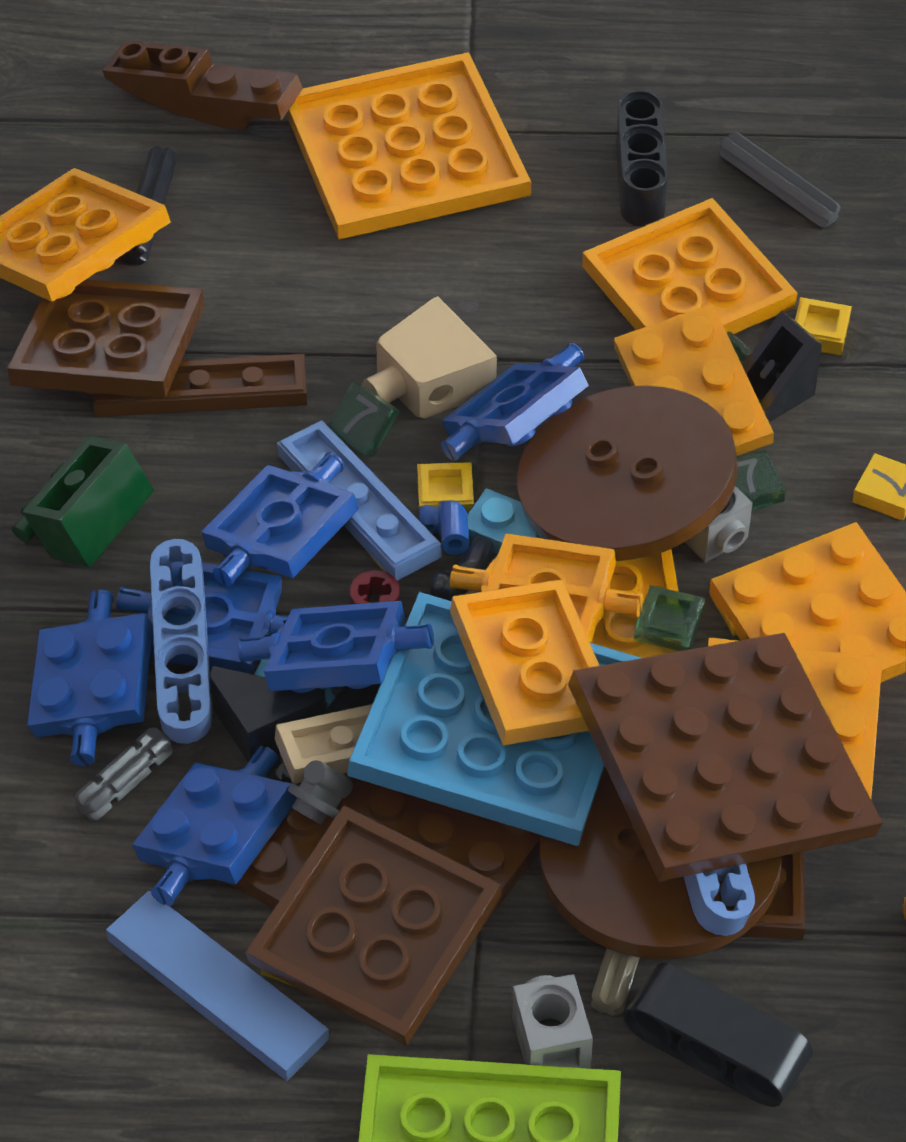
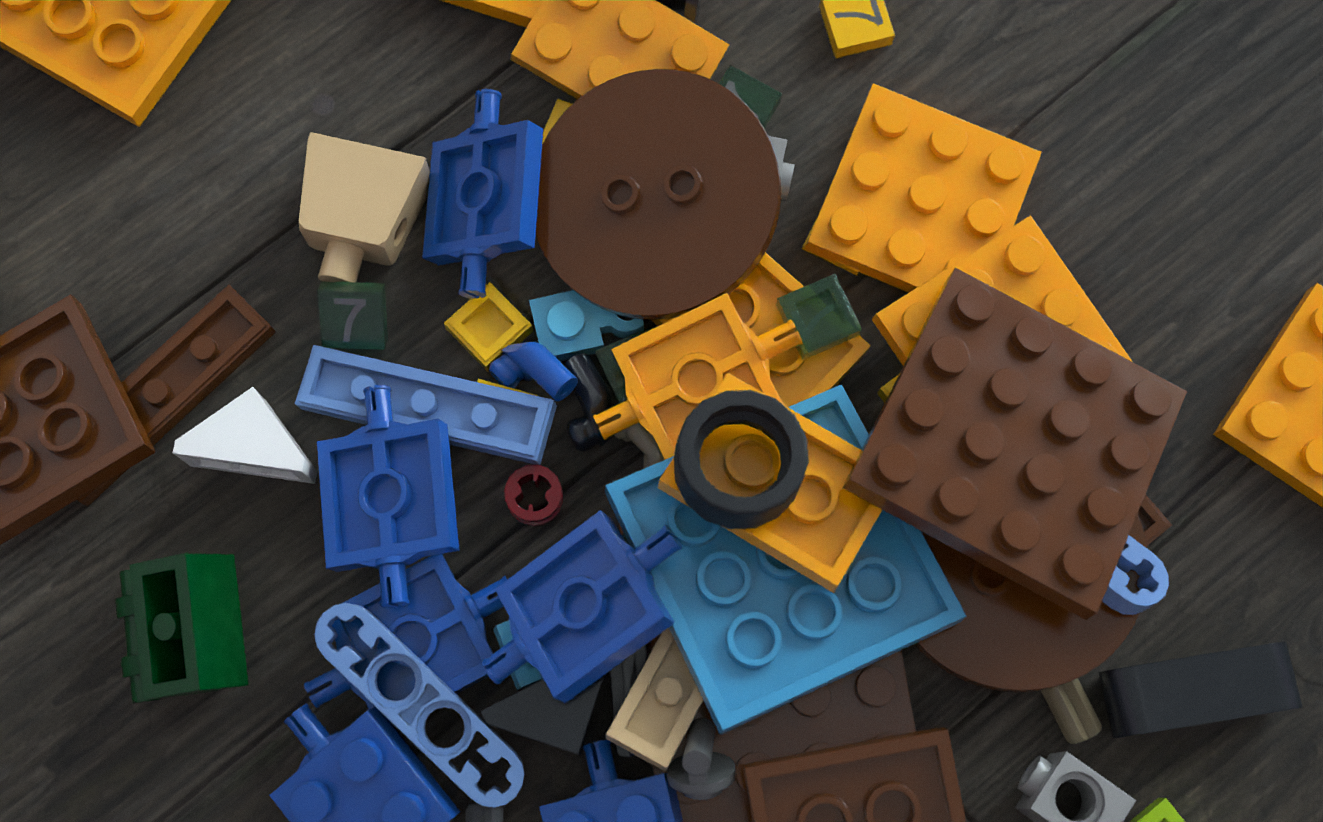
camera: 45 degrees left, 25 degrees up
(222, 437) = (246, 440): none -> white slope
(503, 644) = (757, 412): none -> black tyre

